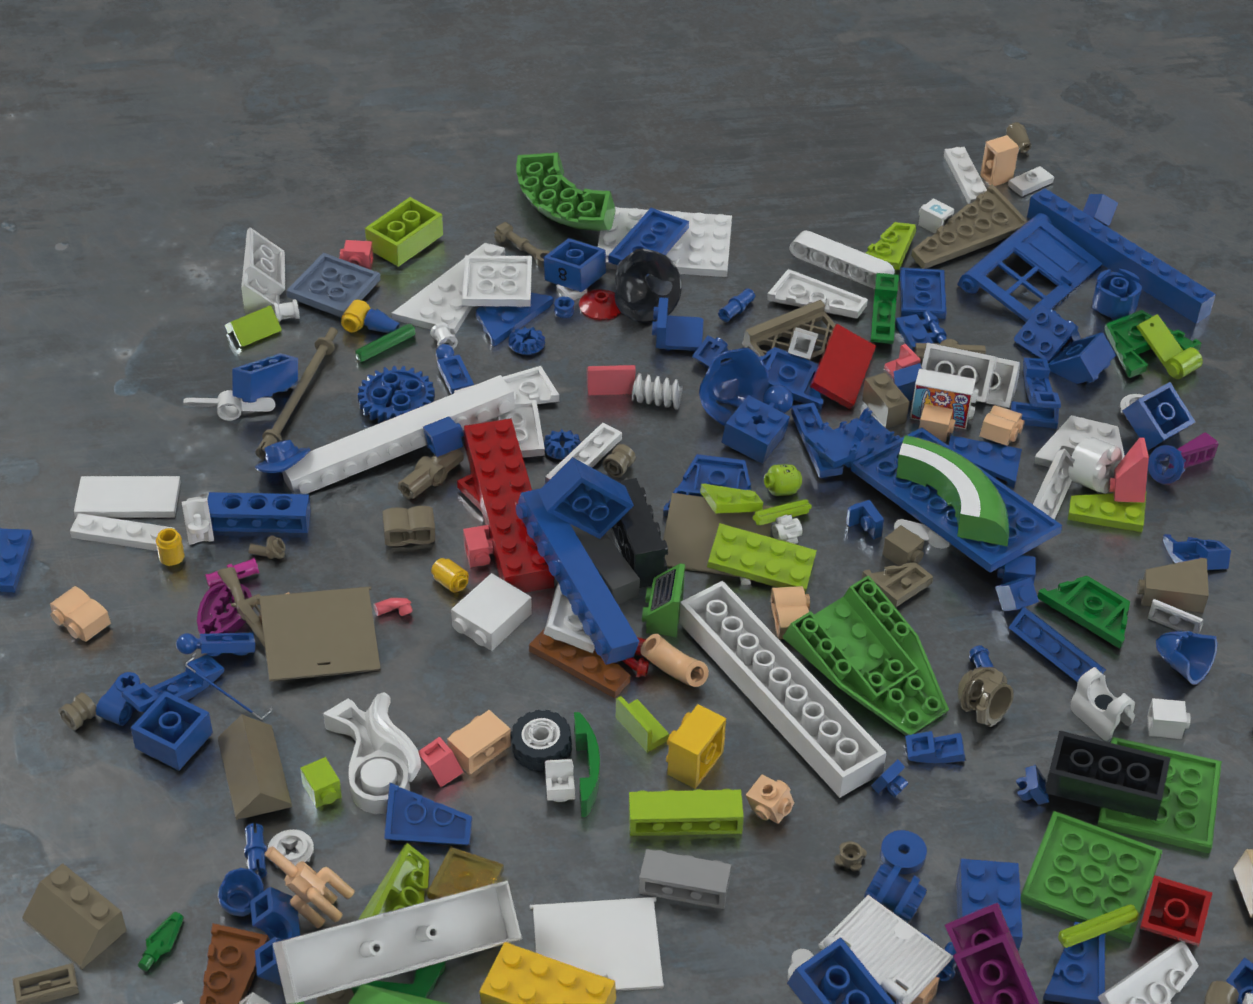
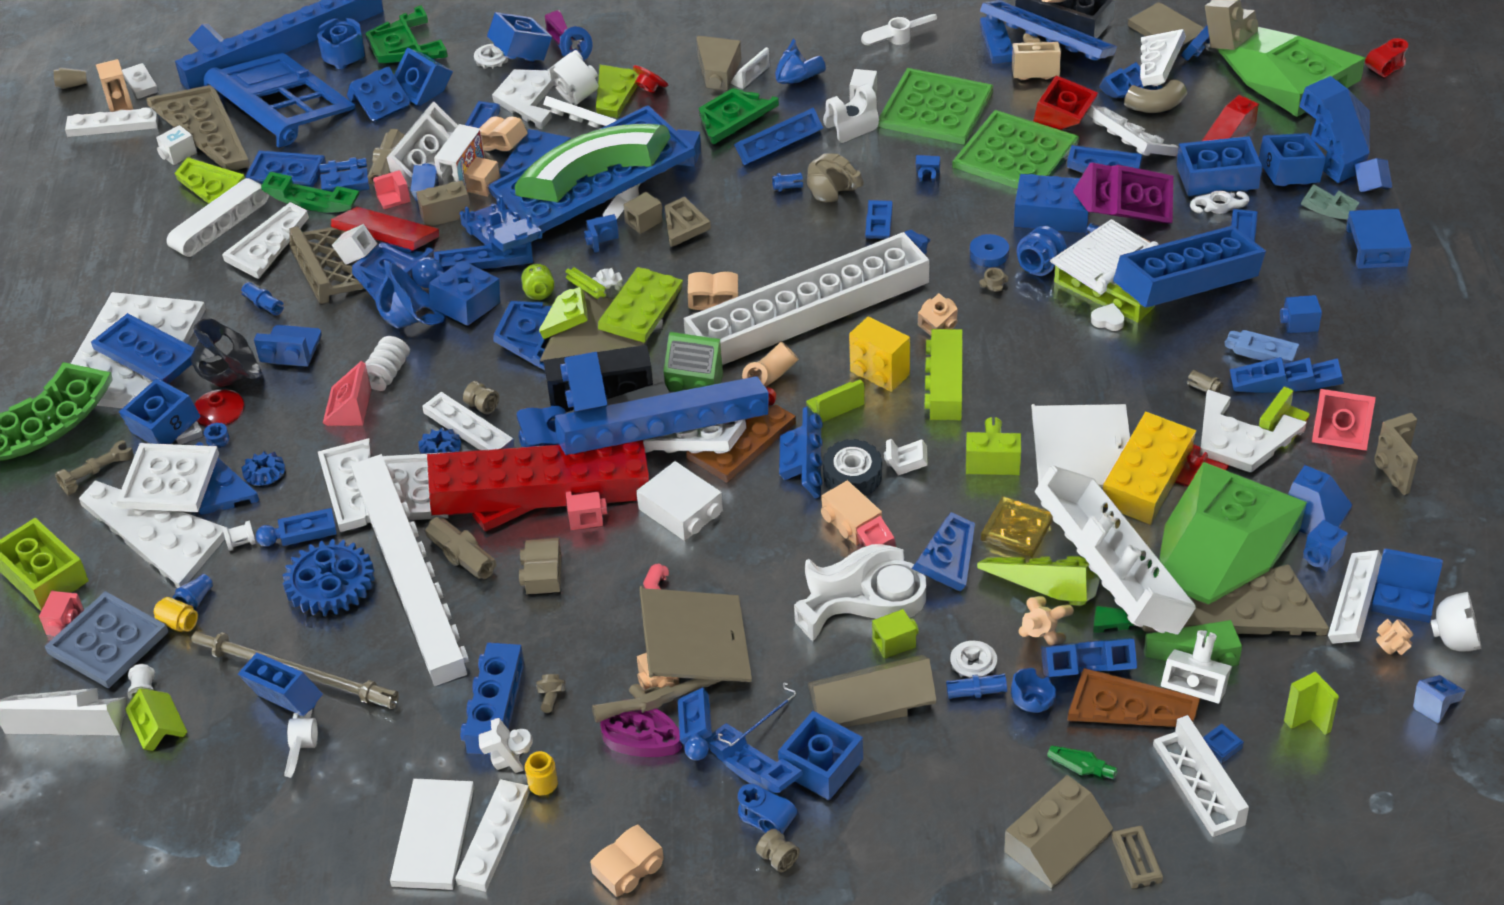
camera: 80 degrees left, 0 degrees up
(242, 569) = (584, 721): dark pink pin -> none
(281, 457) = (420, 670): blue hat -> none
(385, 342) = (227, 591): green axle -> none
(443, 436) = (429, 520): blue brick -> none
(450, 575) = (621, 533): yellow brick -> none
(565, 700) = (802, 452): none -> blue bracket
(570, 853) = (993, 451): none -> lime brick
(586, 740) = (880, 430): green slope -> none
(684, 878) = (1018, 378): light grey brick -> none
(709, 350) = (334, 320): blue bracket -> none
(872, 656) = (775, 240): bright green wedge -> none
(1017, 594) = (718, 146): blue brick -> none
(1038, 384) = (455, 109): blue slope -> none
(1098, 925) = (1075, 143): lime axle -> none
(1107, 775) = (932, 116): black brick -> none
(1126, 529) = (648, 80): none -> red piece
(1131, 475) = (595, 52): coral slope -> none
(1175, 360) = (438, 22): lime door -> none
(1215, 551) = (677, 49): blue slope -> none

